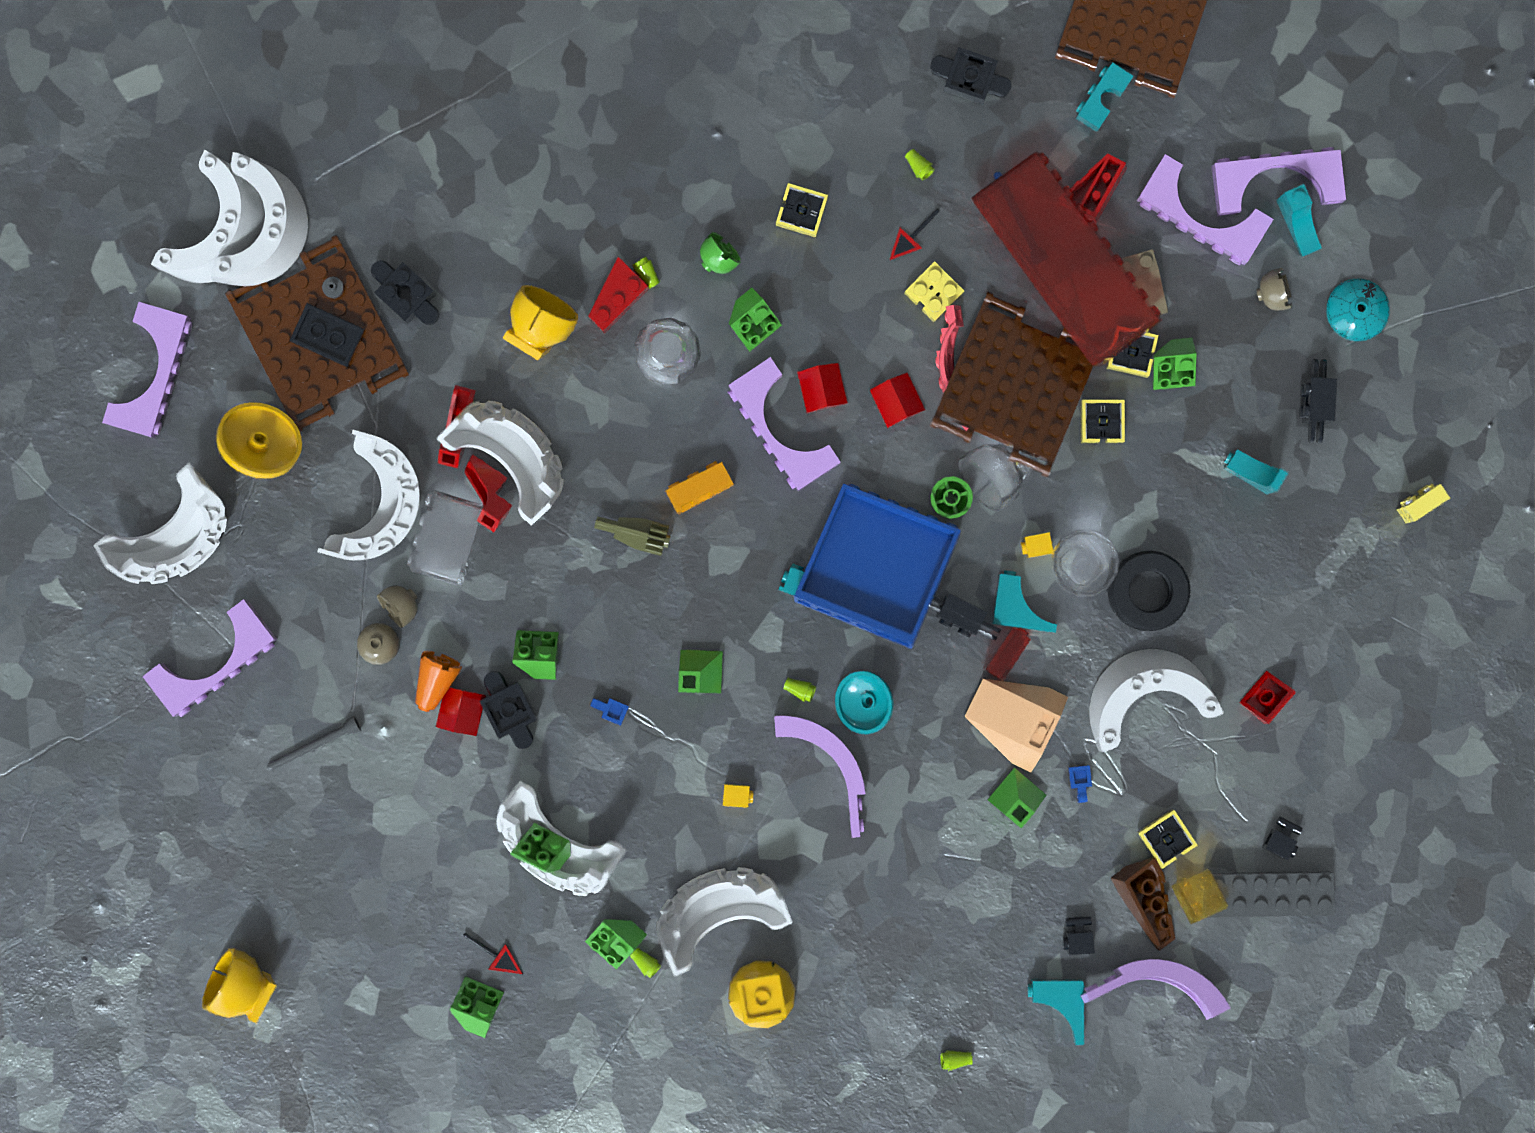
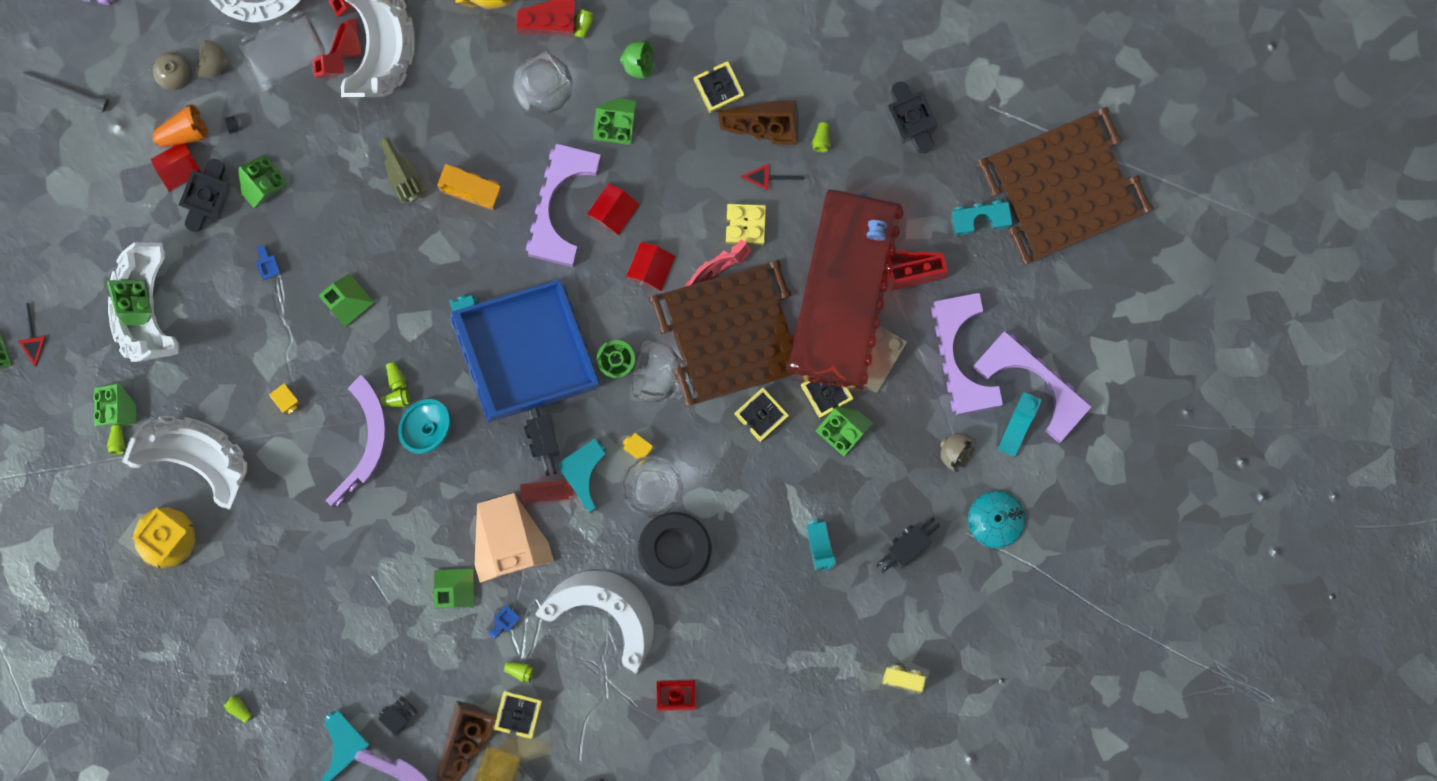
camera: 40 degrees right, 5 degrees down
(468, 635) = (231, 124): none -> black axle
(820, 702) = (398, 398): none -> lime cone
(866, 194) = (767, 120): none -> reddish brown wedge
(1044, 189) = (876, 230): none -> medium blue wheel
(1132, 804) = (519, 670): none -> lime cone

